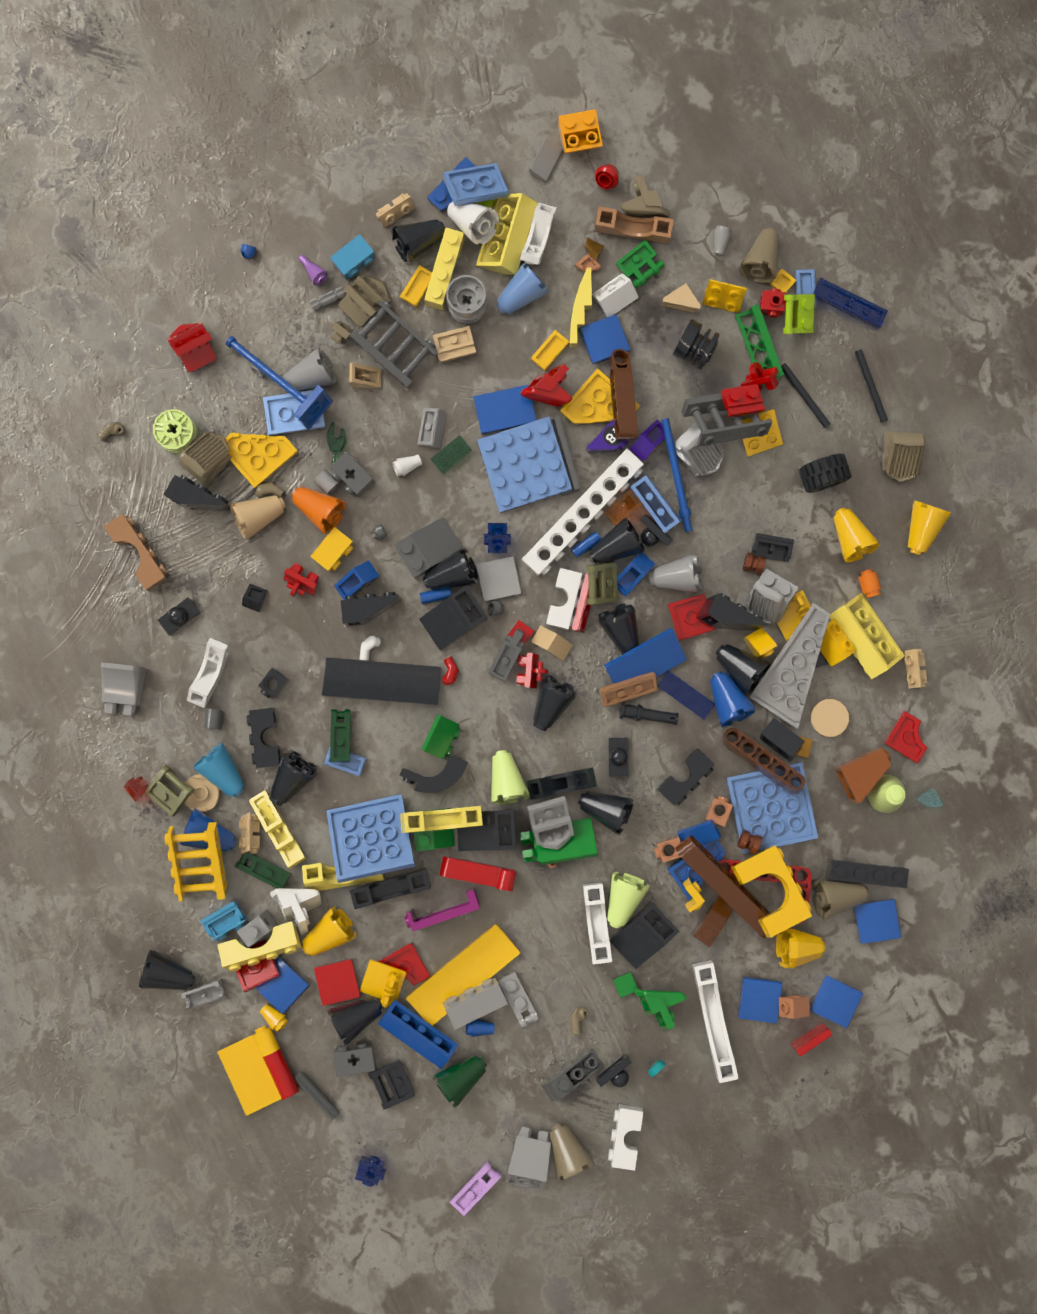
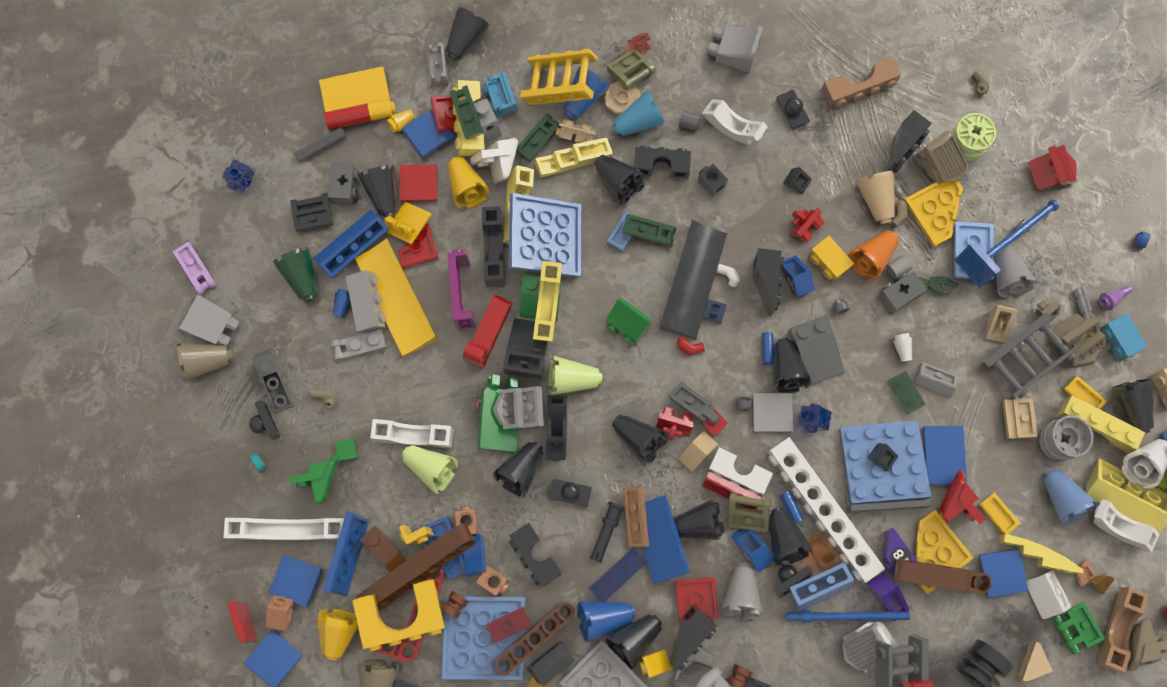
camera: 105 degrees right, 10 degrees down
(258, 948) = (467, 113): none -> dark green plate
(408, 654) = (714, 311): none -> dark blue tile
(448, 777) = (588, 324): black arch -> none
(453, 618) = (742, 360): black slope -> none
(521, 467) = (883, 456): none -> black slope
(626, 1119) = (186, 411): white arch -> none
(644, 935) = (389, 479): black slope -> none
(726, 956) = (346, 554): none -> blue tile
(756, 786) = (509, 625): none -> dark red plate

